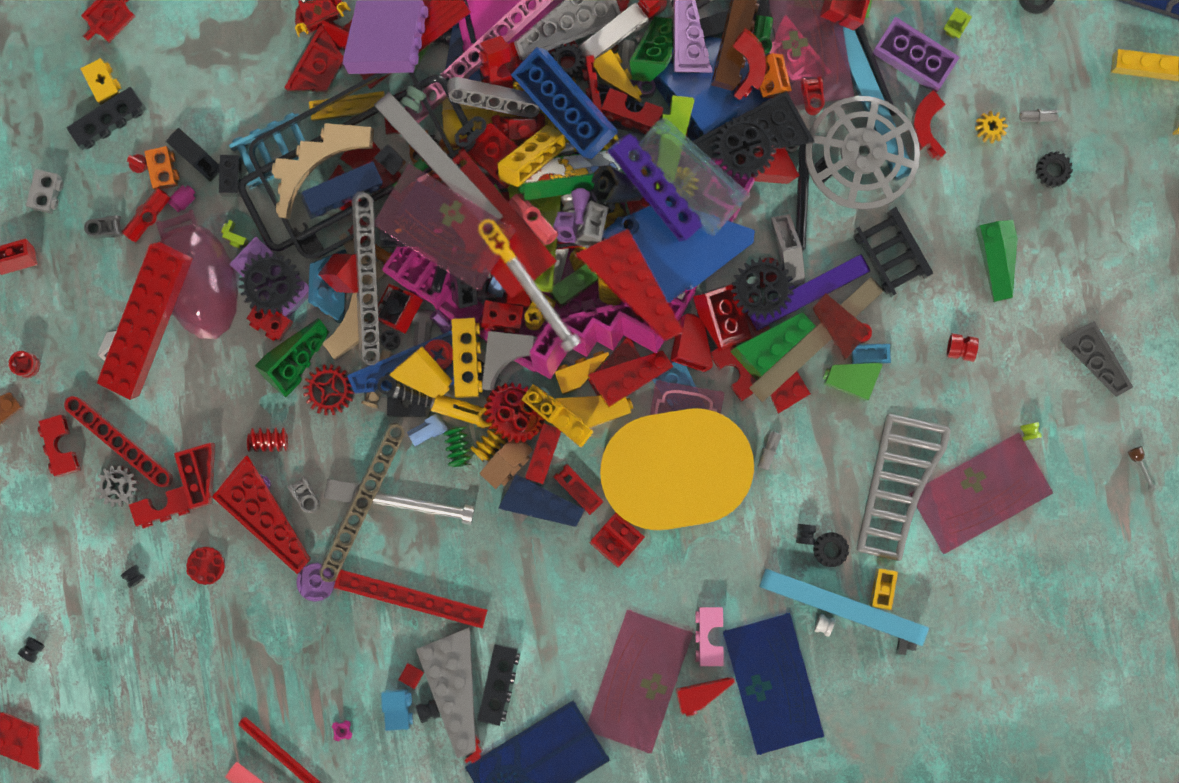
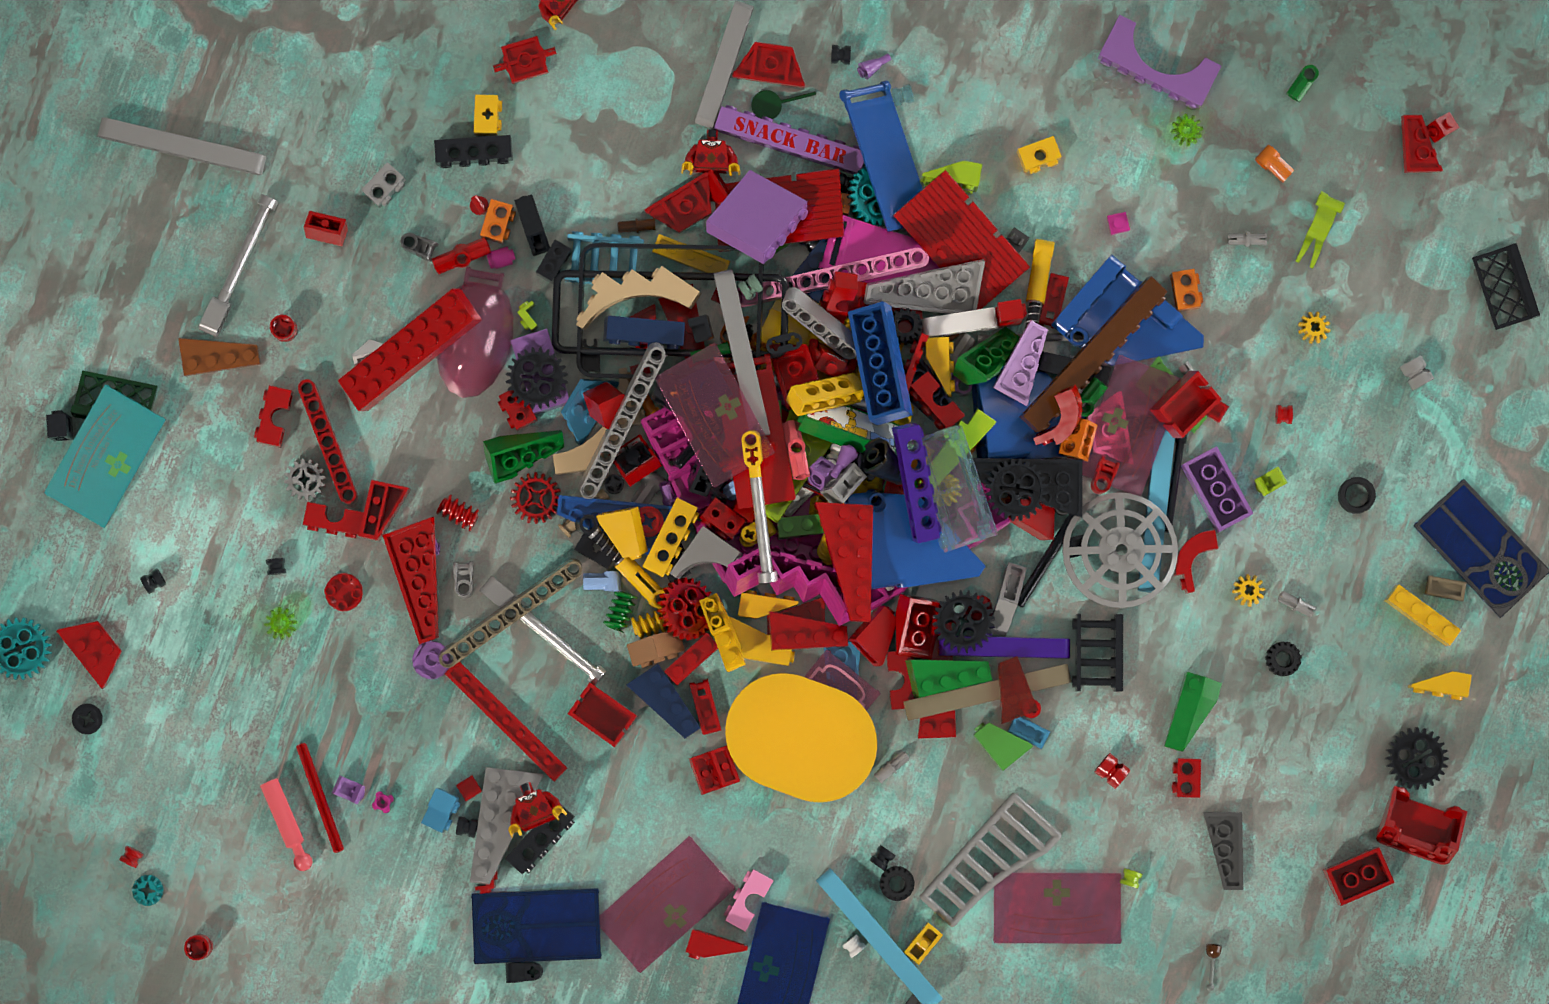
camera: 25 degrees right, 0 degrees up
(165, 632) = (285, 617): none -> clear neon green gear
(285, 105) = (636, 225): none -> reddish brown axle
(306, 736) = (349, 789): none -> medium lavender bracket
(478, 663) = (533, 809): none -> red torso
(492, 546) = (602, 715): none -> red piece
(1035, 315) = (1192, 778): none -> red brick
(1157, 32) = (1445, 588): none -> dark tan tile

